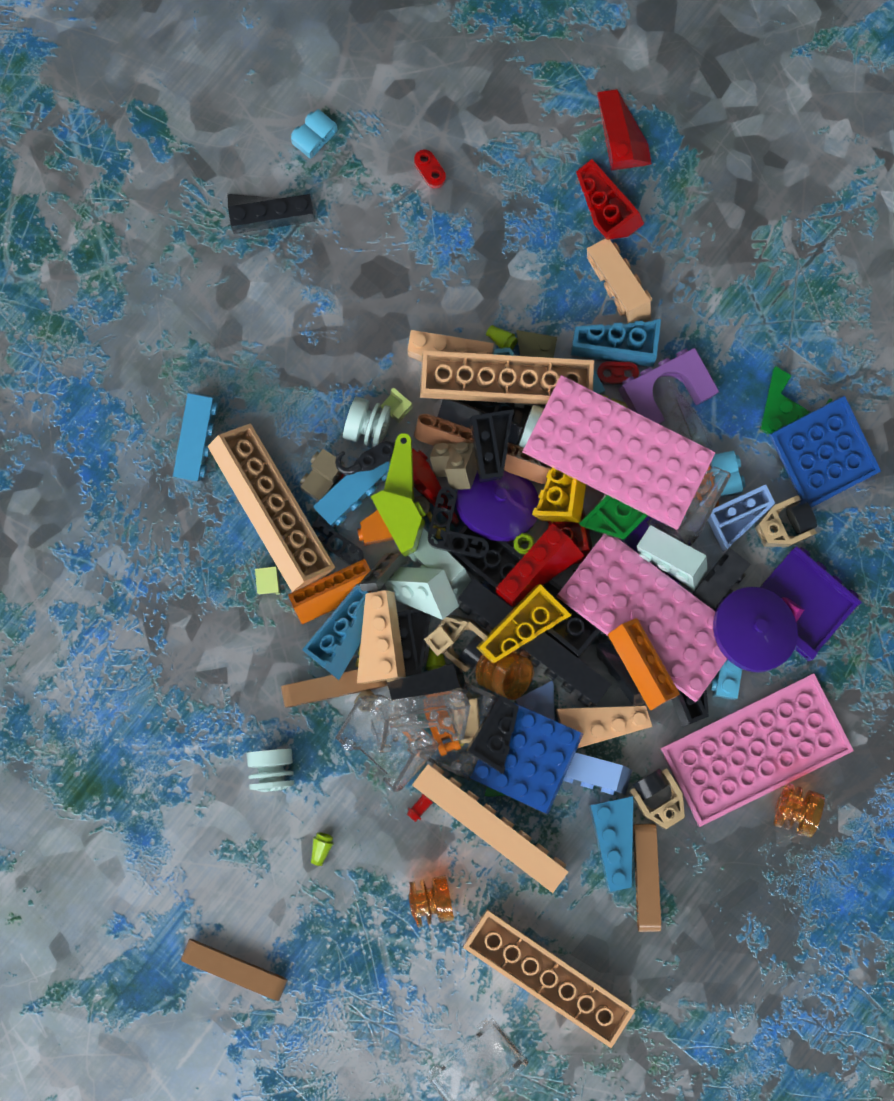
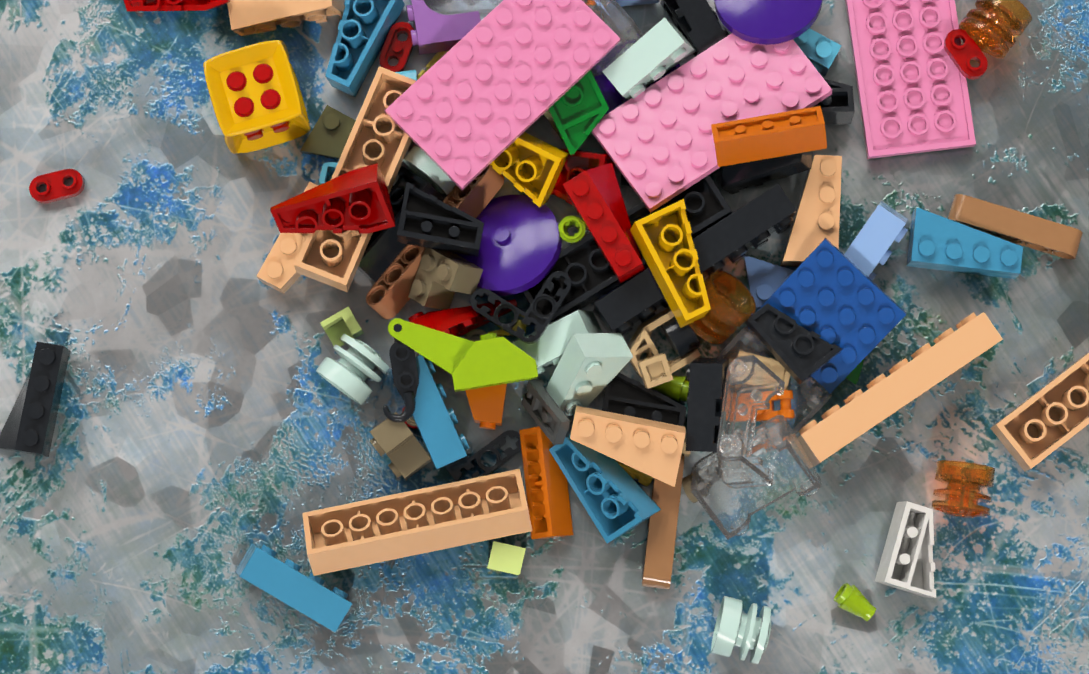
camera: 70 degrees left, 0 degrees up
(370, 876) = (909, 551): none -> white wedge
(419, 808) = (844, 467): red pin -> none
(482, 371) = (347, 202): none -> red wedge
(501, 337) = (305, 170): lime cone -> none
(541, 282) = (256, 96): none -> yellow piece
(653, 784) = (909, 182): tan piece -> none
(766, 795) = (965, 53): none -> red plate

